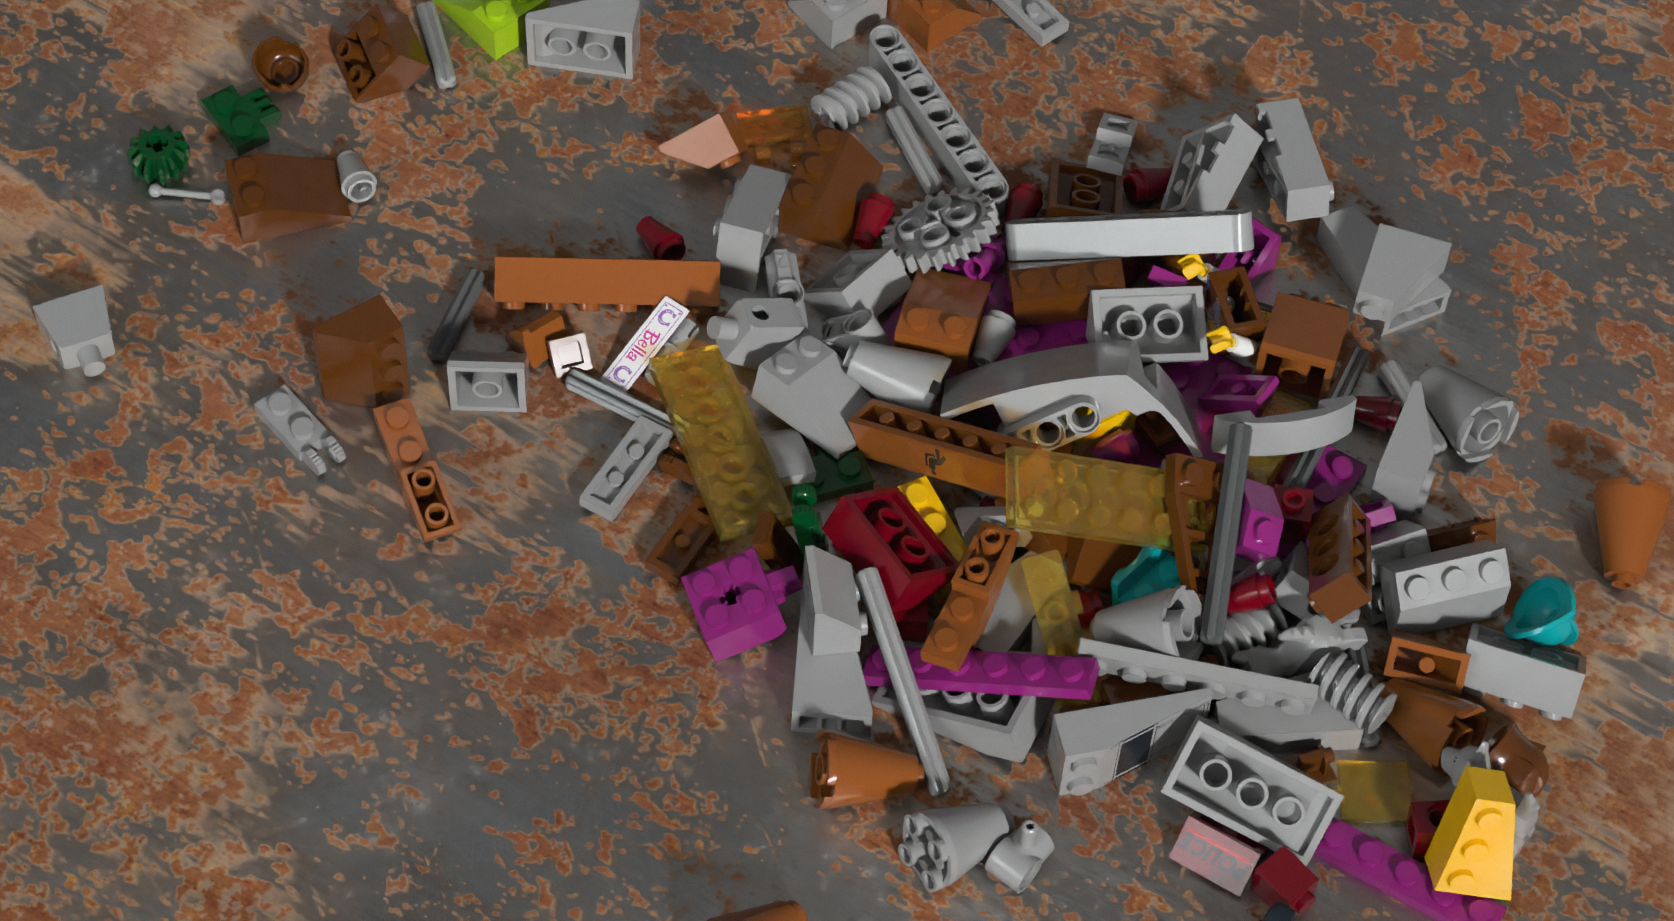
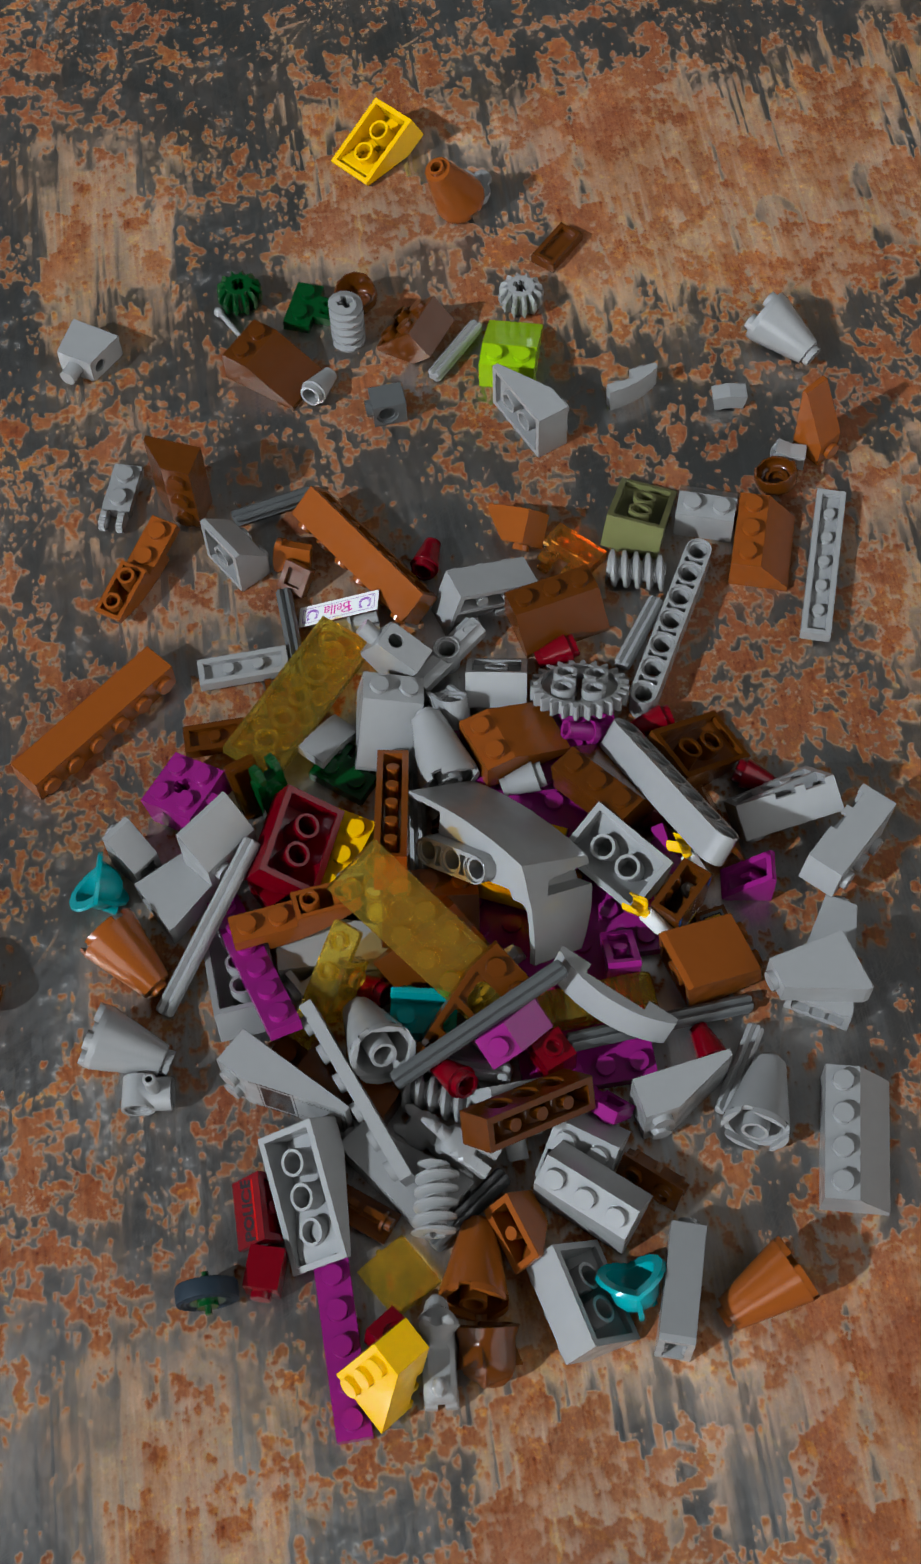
camera: 55 degrees right, 5 degrees up
(312, 94) = (347, 321): none -> light grey piece
(444, 139) = (386, 404): none -> dark grey brick
(560, 630) = (94, 723): none -> dark orange brick
(751, 694) = (130, 851): none -> light grey slope
(754, 748) = (100, 890): none -> teal helmet
(795, 55) = (638, 518): none -> olive slope
(1112, 144) = (766, 734): light grey slope -> none
(1118, 447) = (505, 913): magenta cone -> none
(1548, 381) = (854, 1141): none -> light grey slope
(1606, 605) = (681, 1290): none -> light grey slope

